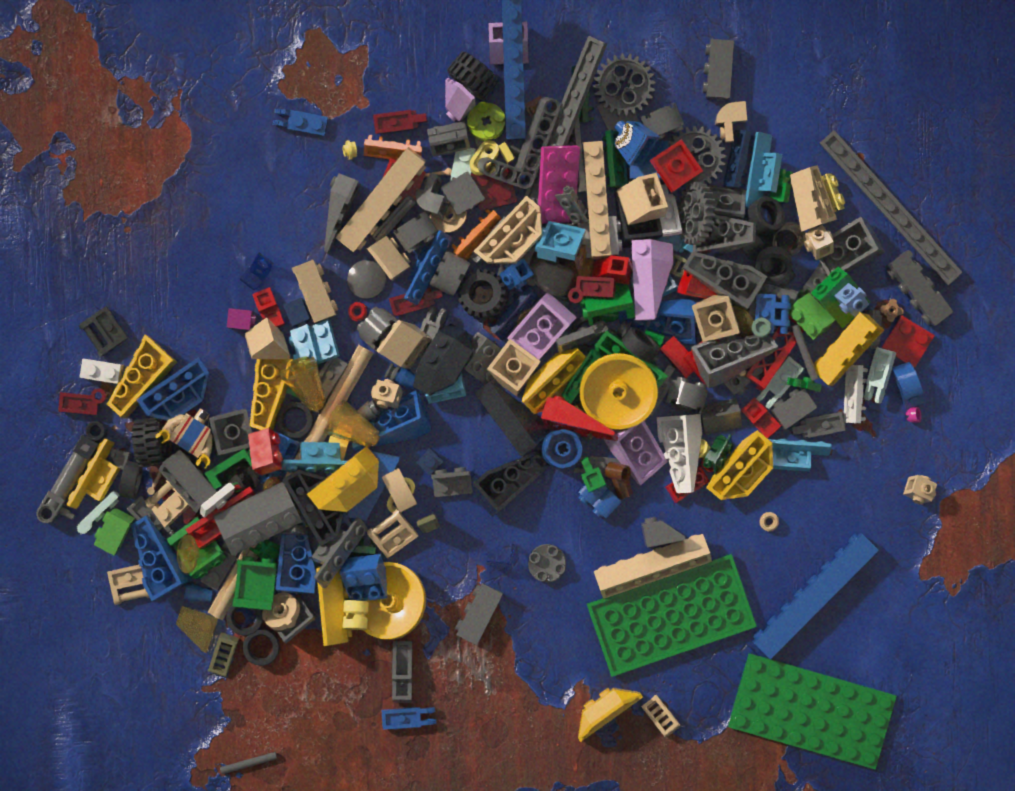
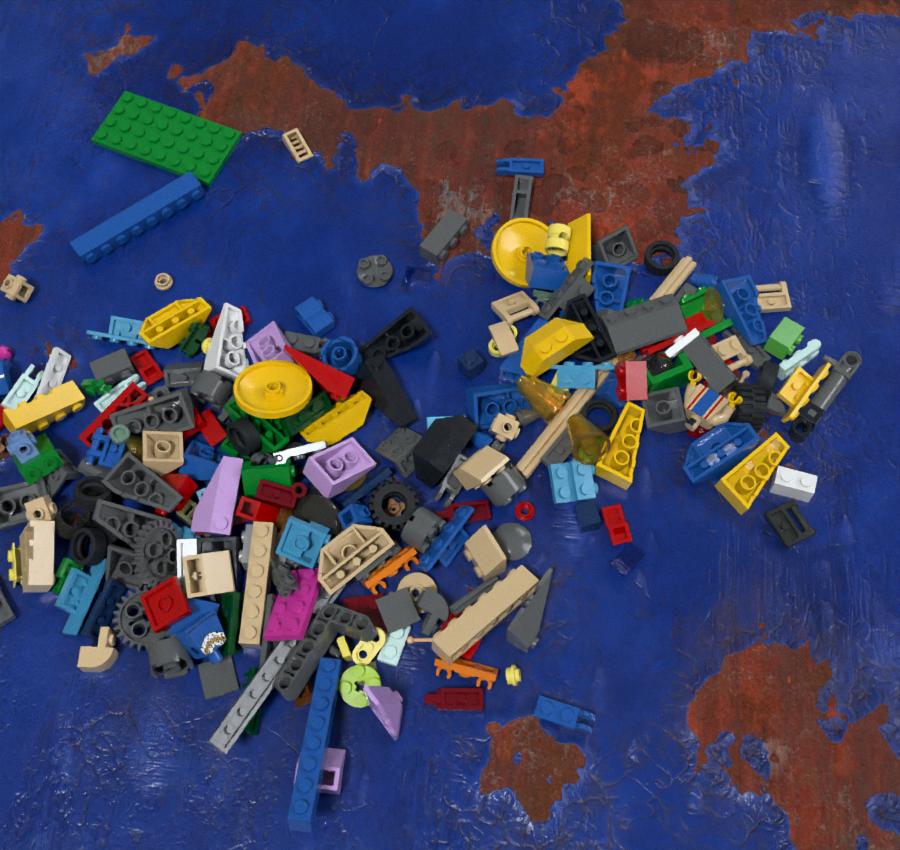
camera: 170 degrees left, 25 degrees down
(81, 403) = (815, 458): dark red hinge -> none
(197, 626) = (707, 257): clear yellow wing -> none
(225, 638) = (682, 234): olive slope -> none
(241, 319) = (646, 516): magenta brick -> none
(248, 763) = (666, 150): dark grey bar -> none
(255, 583) = (650, 274): green panel -> none
(261, 661) = (650, 222): black tyre -> none
(266, 341) = (621, 485): tan slope -> none
(289, 615) = (635, 248): tan plate -> none
(315, 291) = (566, 534): tan wedge -> none
(416, 230) = (453, 576): dark grey brick -> none
(428, 523) = (480, 312): olive slope -> none
(448, 138) = (404, 671): dark grey brick -> none
(452, 482) = (450, 346): dark grey bracket -> none
(473, 75) = (365, 733): black tyre -> none
(513, 367) = (373, 434): tan slope -> none
(593, 477) = (316, 327): green plate -> none
(605, 709) = (343, 151): yellow wedge -> none
(608, 77) = (189, 695): dark grey gear -> none
(620, 477) = (291, 327): reddish brown piece -> none
(653, 565) = (277, 254): tan brick -> none
(659, 533) = (263, 276): dark grey slope -> none
(671, 615) = (270, 218): green plate -> none
(718, 69) = (97, 708): dark grey brick -> none
(804, 351) = (86, 412): dark grey bar -> none
(811, 316) = (69, 443): bright green brick -> none
(820, 425) = (87, 353): dark grey hinge -> none

